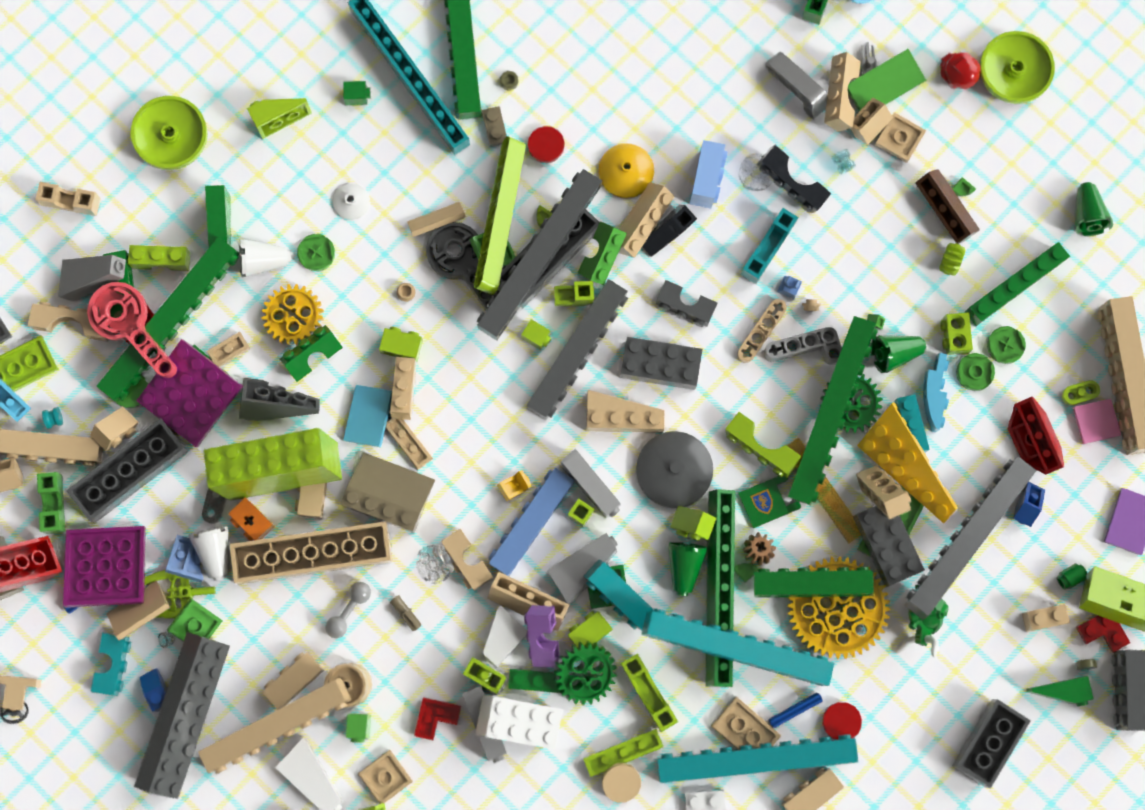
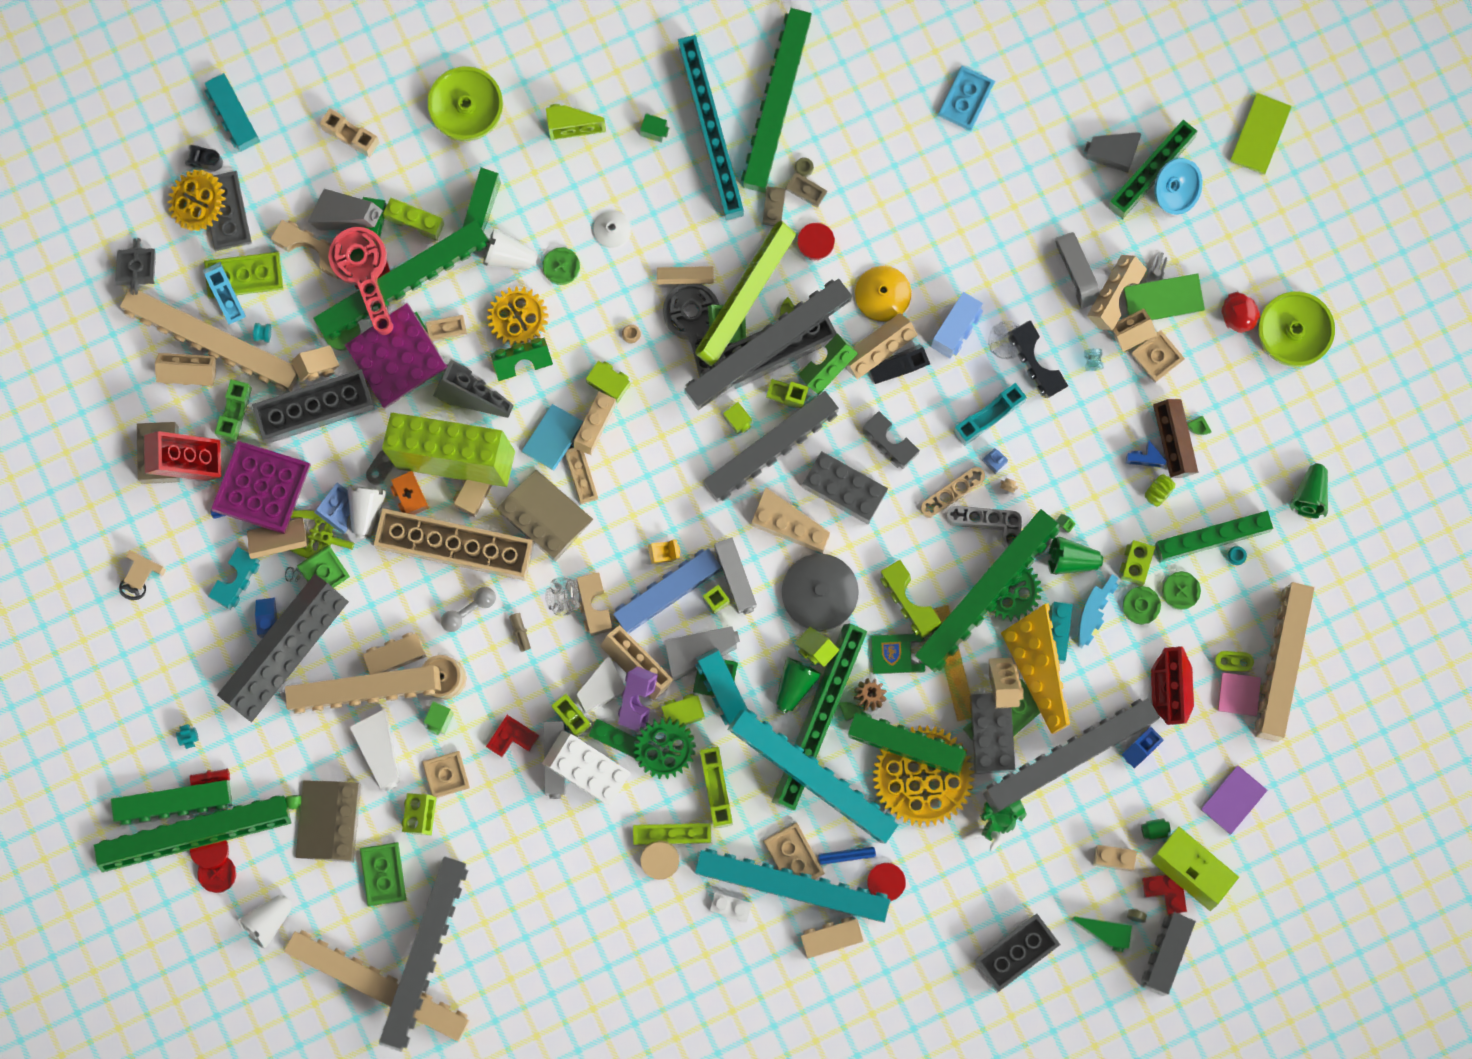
camera: 25 degrees right, 0 degrees up
(519, 100) = (806, 190): none -> dark tan plate
(930, 233) = (1151, 458): none -> blue slope
(1044, 294) = (1237, 555): none -> teal plate

